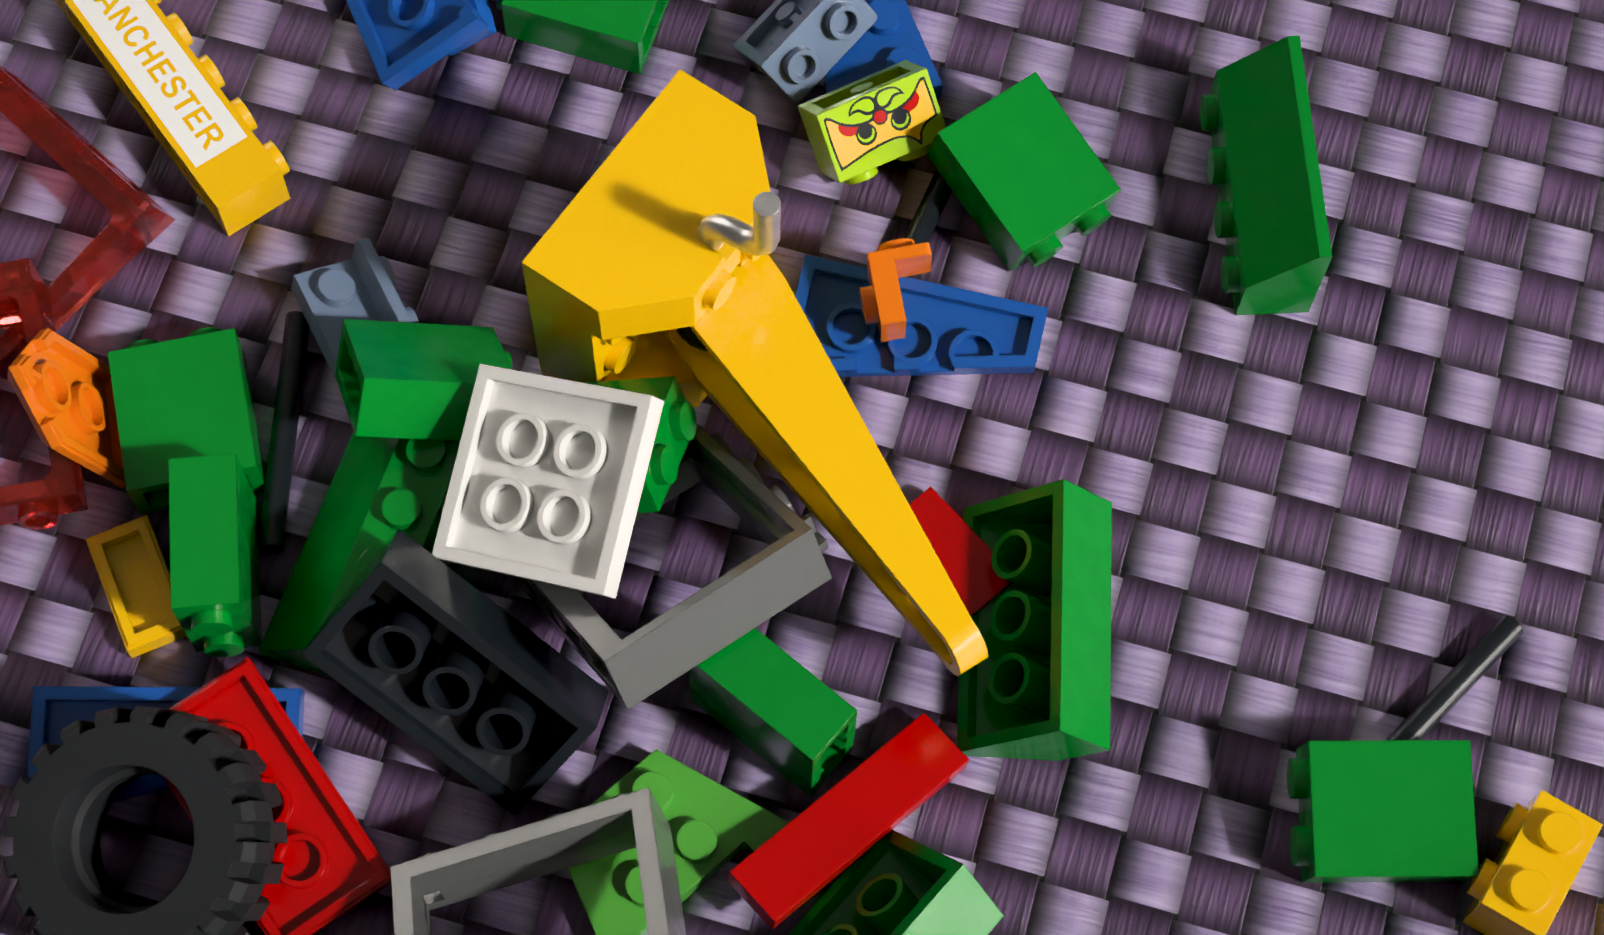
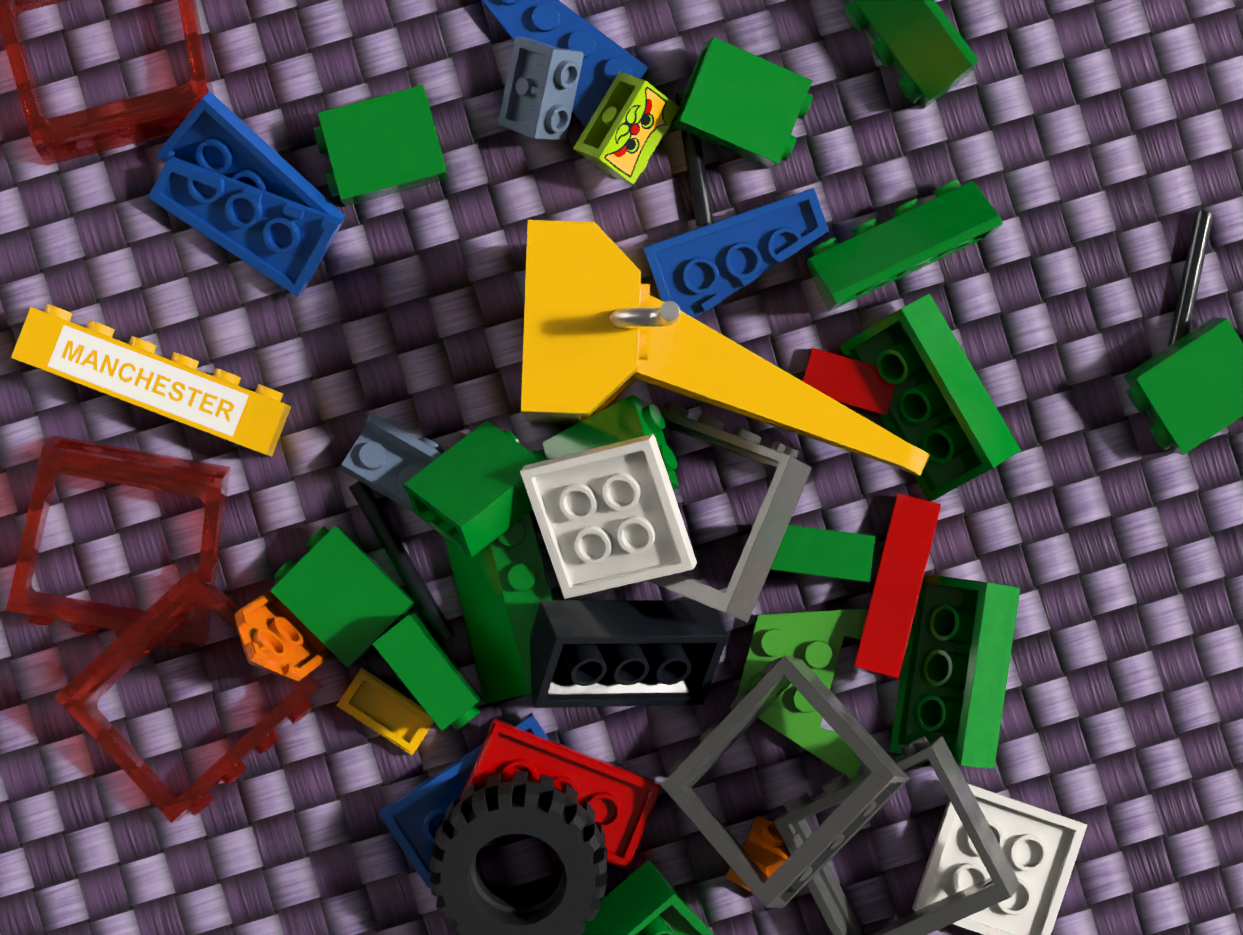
camera: 30 degrees left, 20 degrees up
(883, 298) = (714, 252): orange bracket -> none
(1113, 433) = (902, 244): none -> green slope

